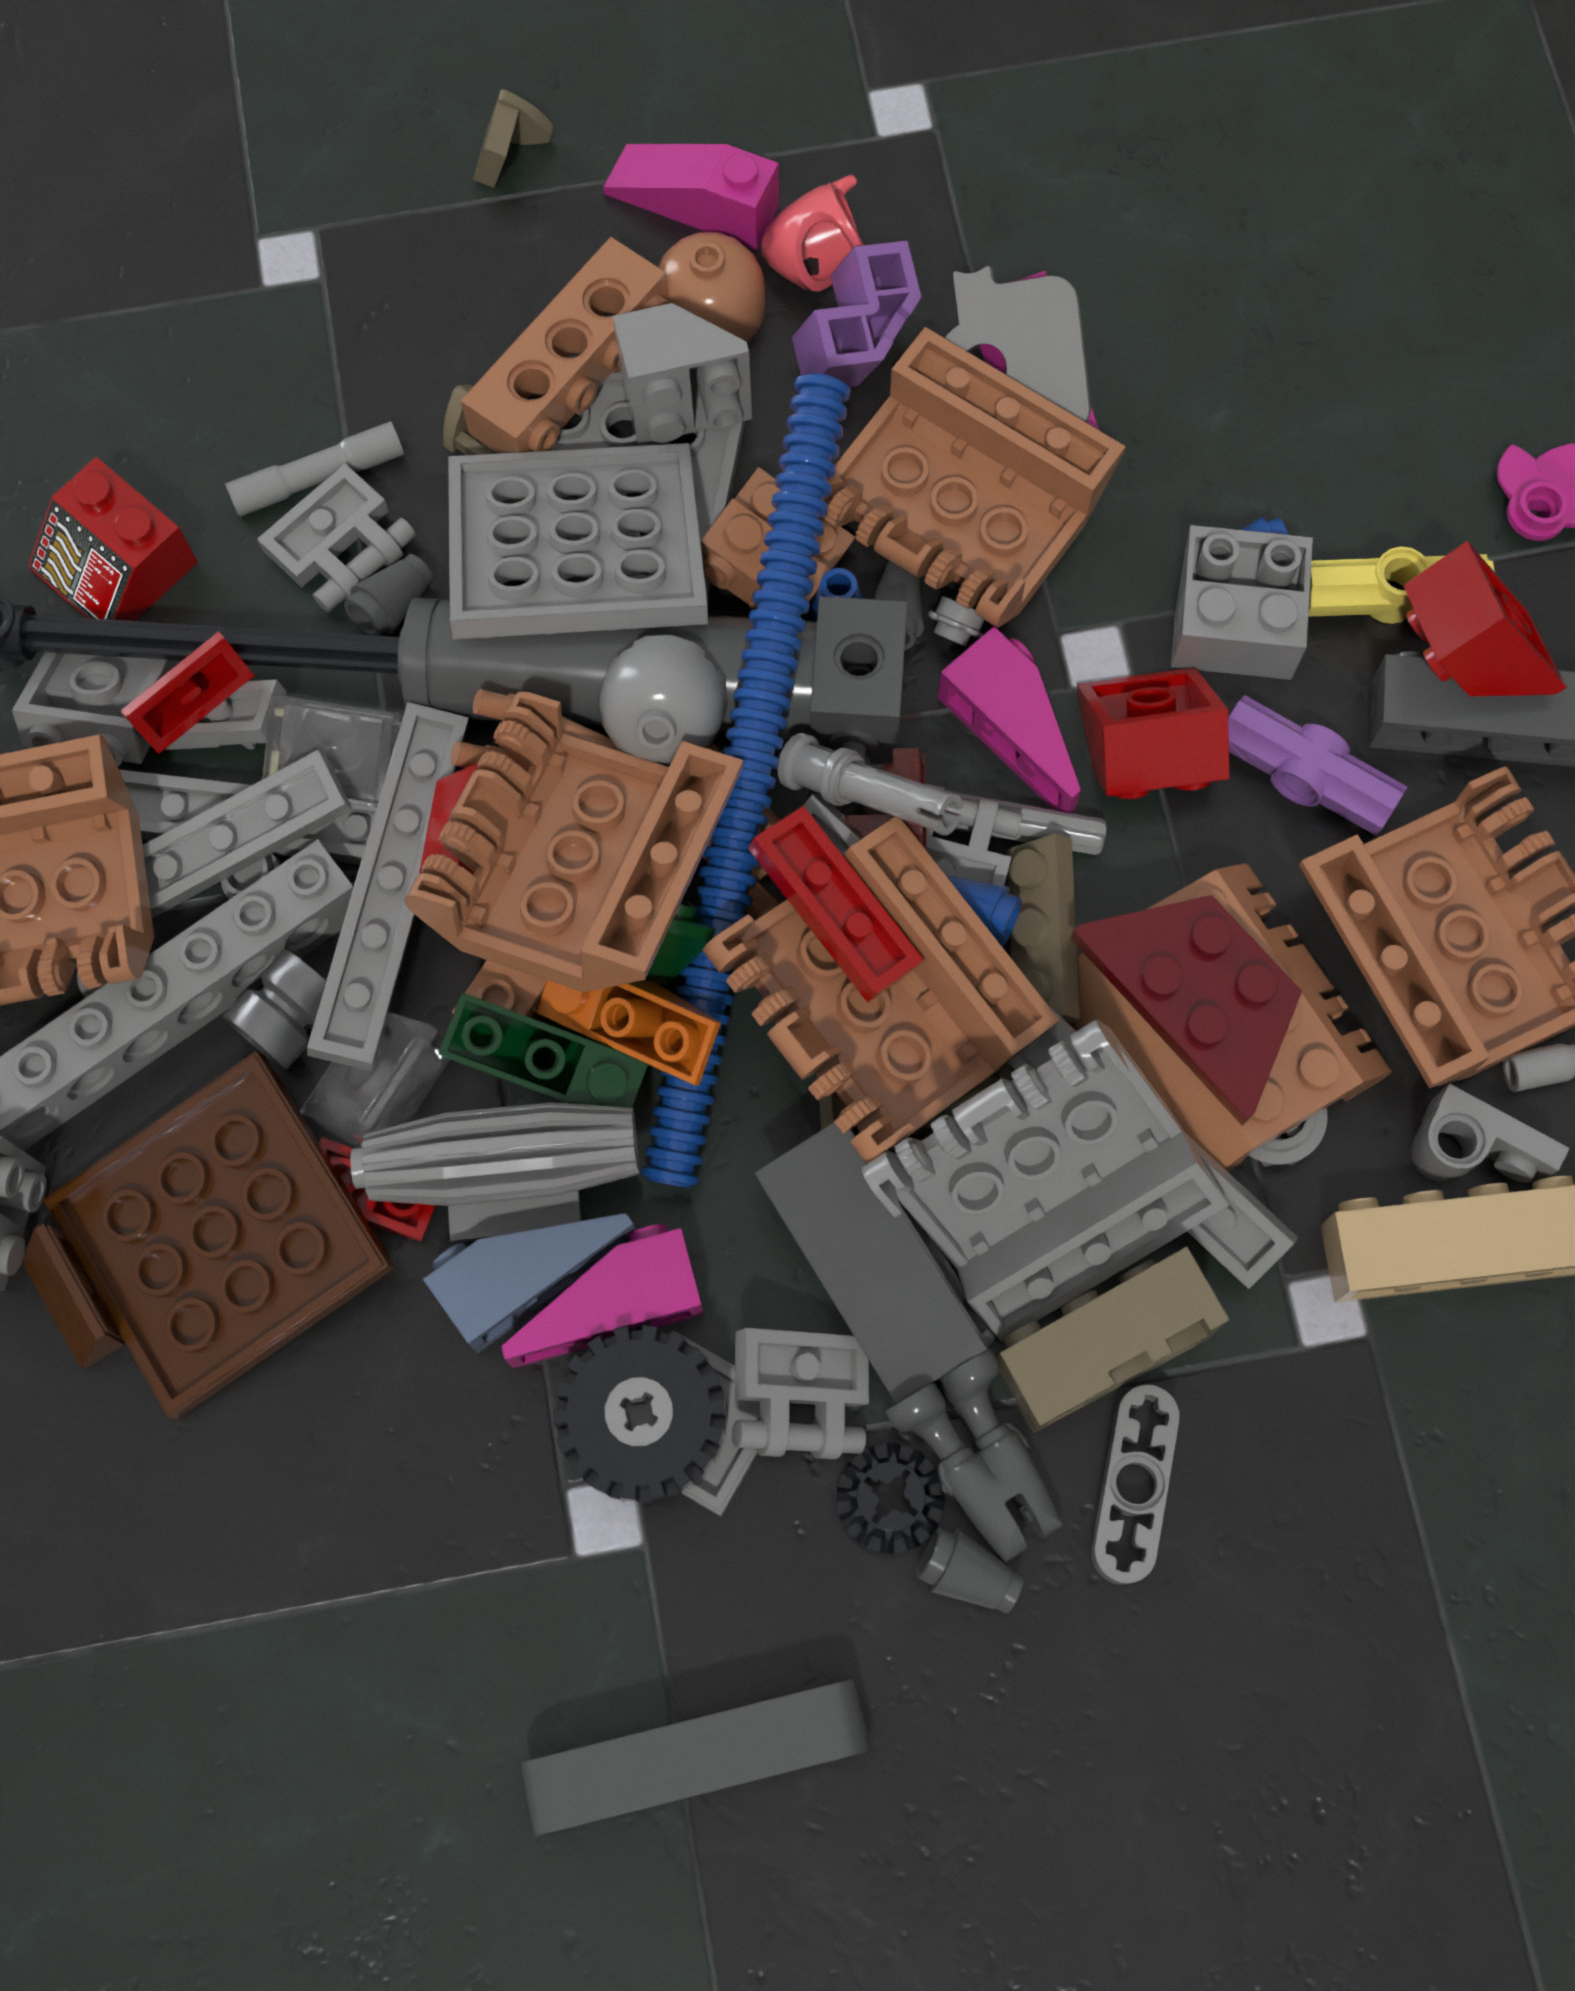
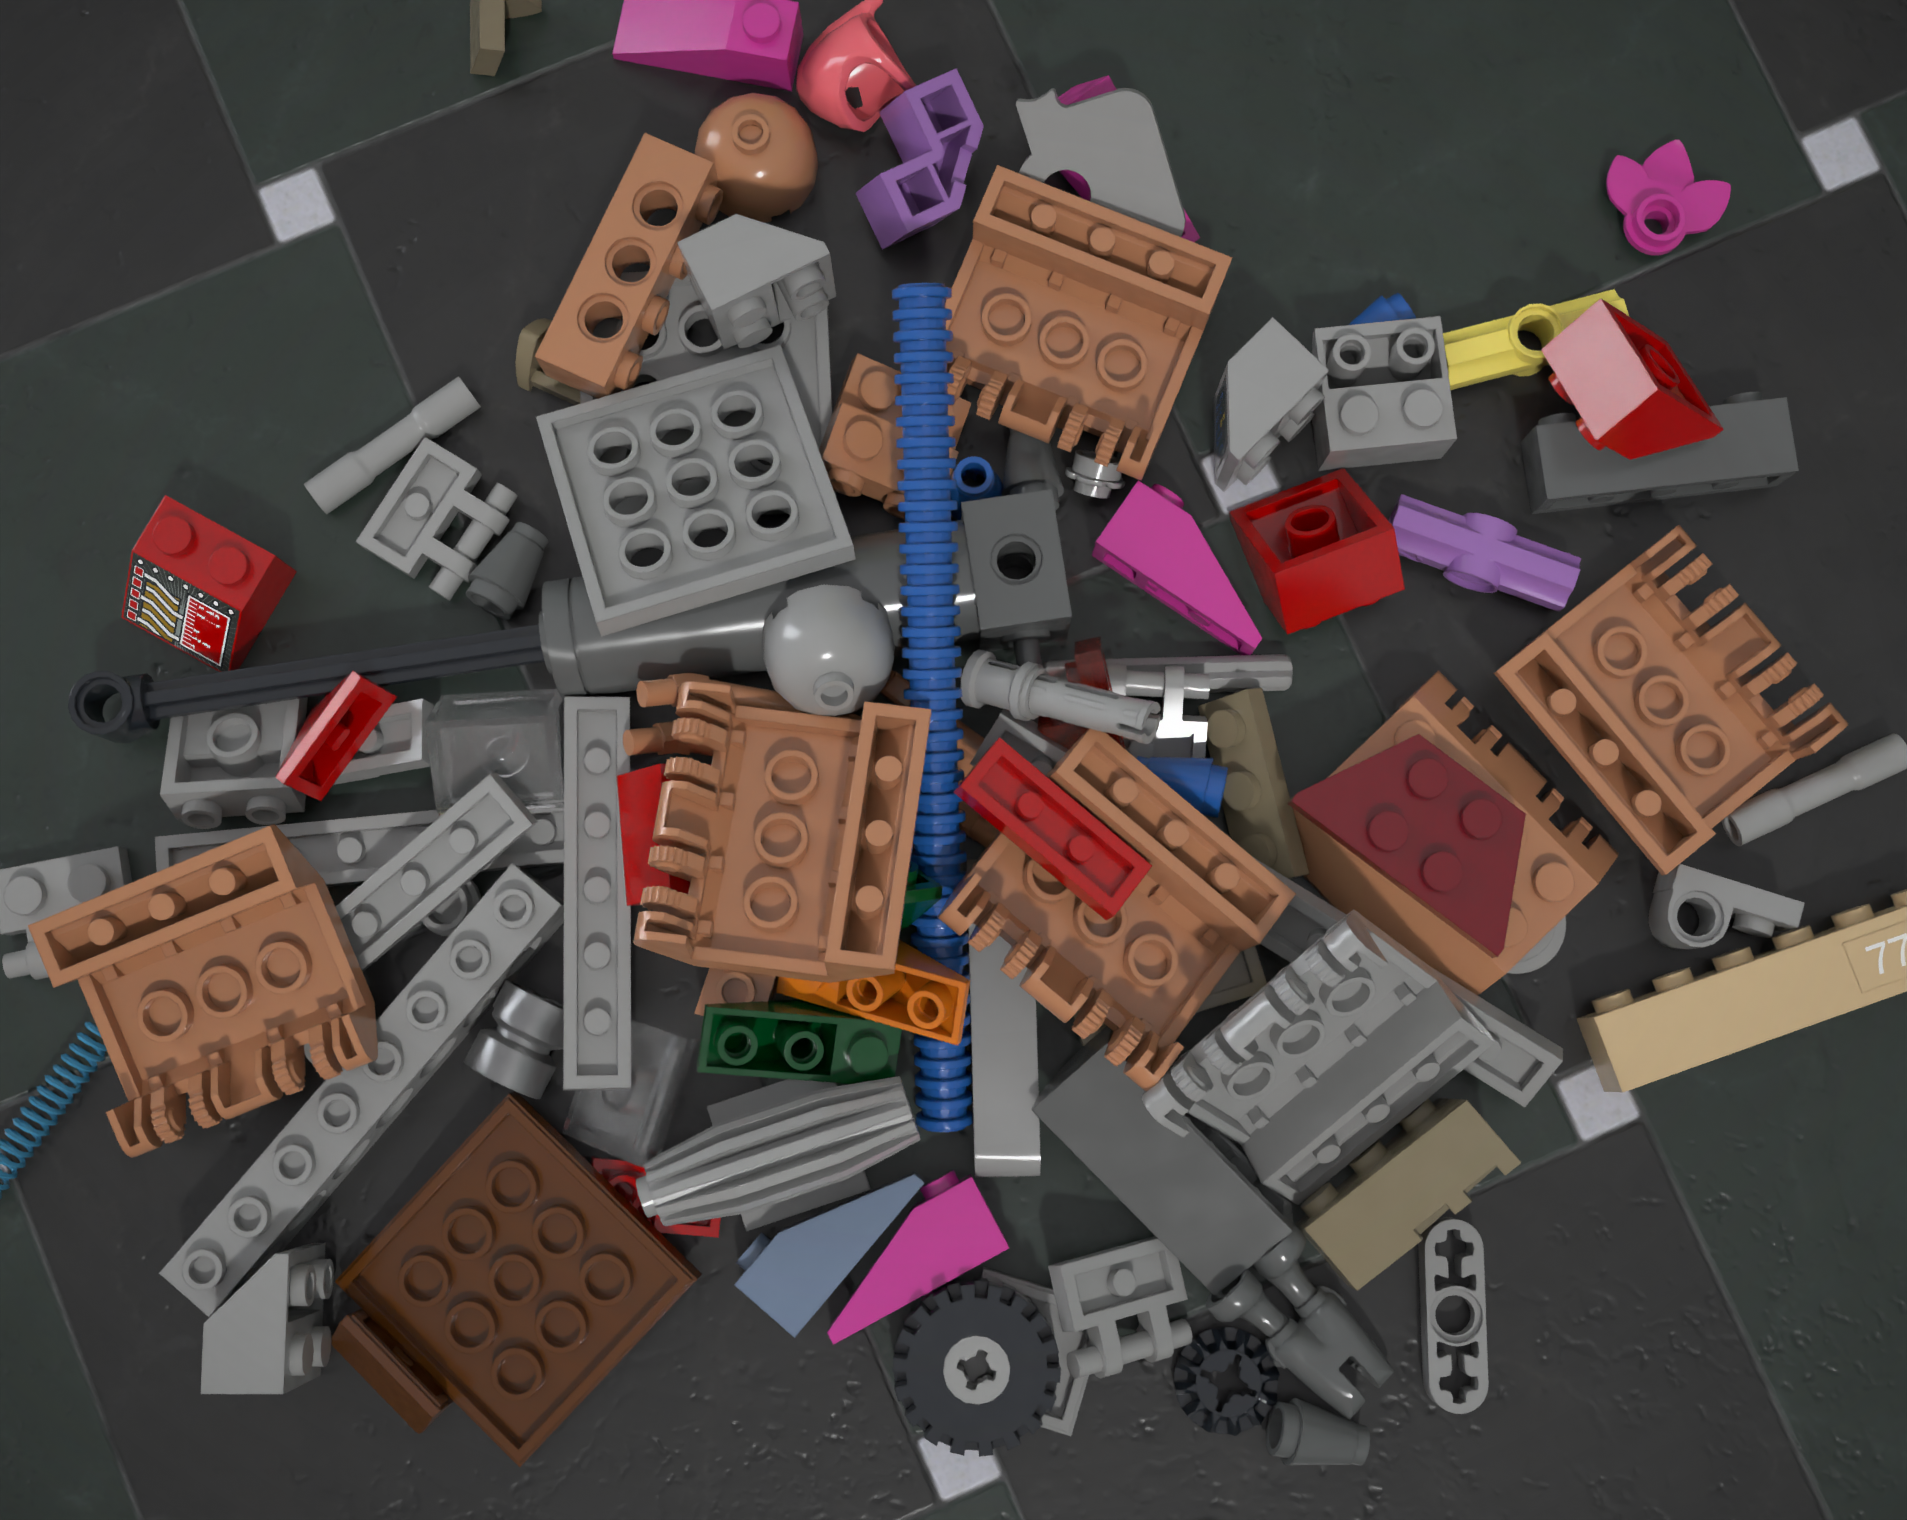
camera: 15 degrees left, 10 degrees up
(739, 1132) = (1002, 1066): none -> light grey beam
(1130, 580) = (1262, 395): none -> light grey slope

